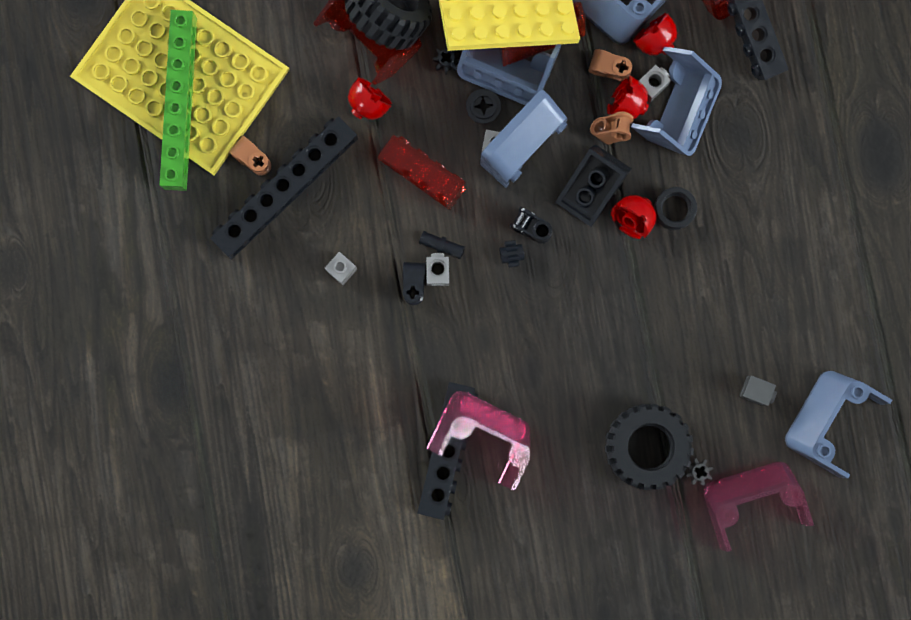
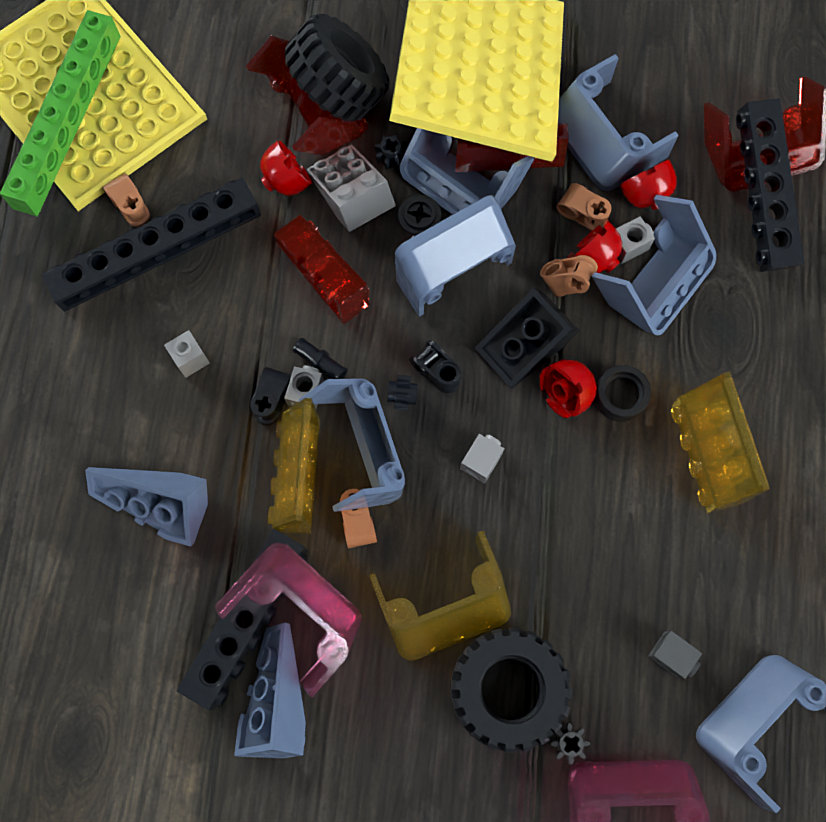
camera: 15 degrees right, 10 degrees down
(359, 383) = (164, 500): none -> sand blue wedge
(423, 97) = (352, 187): none -> light grey slope
(451, 334) = (296, 469): none -> clear yellow slope
(488, 507) = (275, 712): none -> sand blue wedge
(502, 297) = (372, 438): none -> sand blue windscreen
(508, 361) = (357, 524): none -> nougat piece
(574, 429) = (455, 622): none -> clear yellow windscreen
(584, 286) = (482, 457): none -> light grey brick
(754, 232) = (719, 445): none -> clear yellow slope

